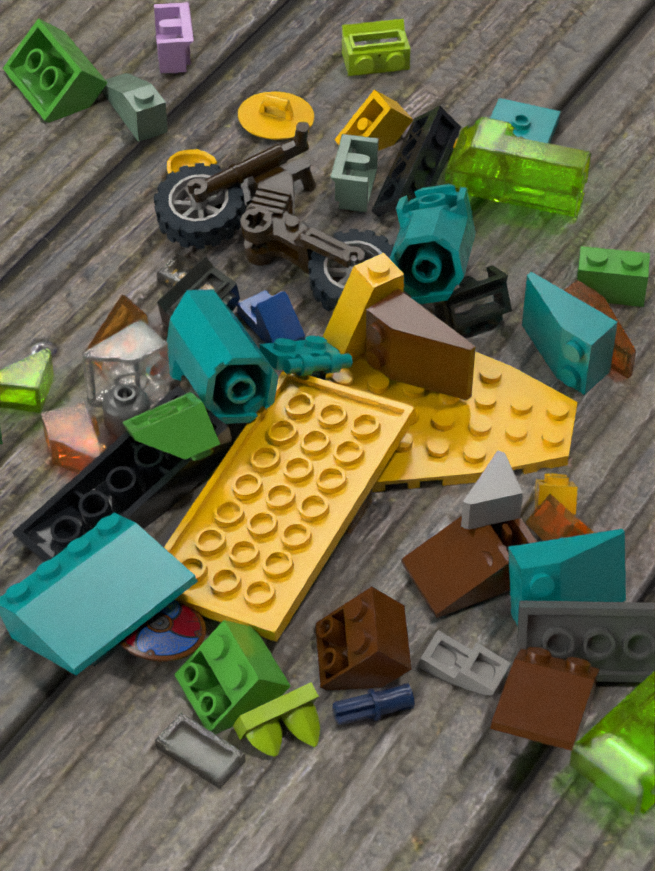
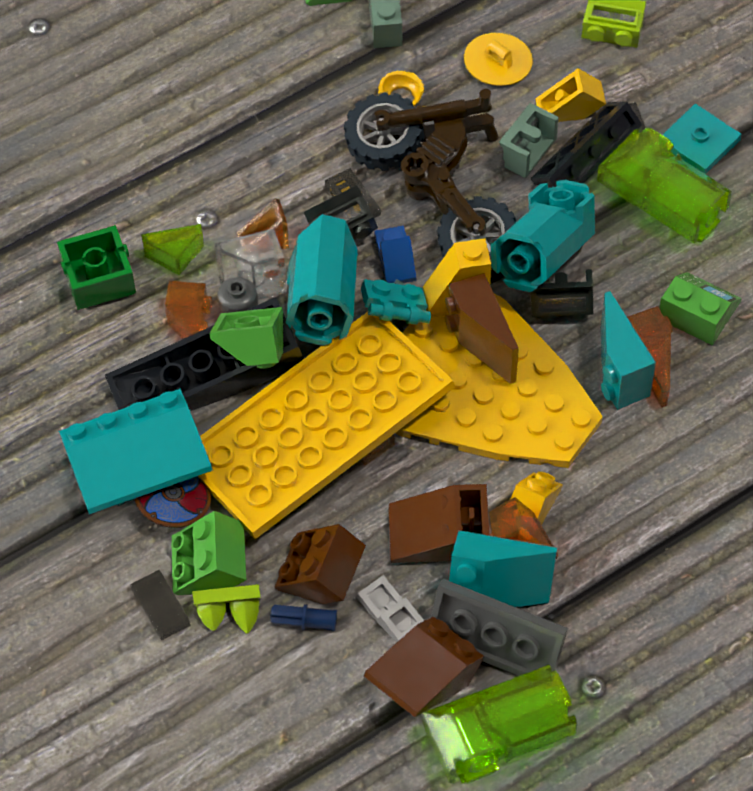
camera: 25 degrees right, 10 degrees up
(494, 496) = (468, 482): light grey slope -> none

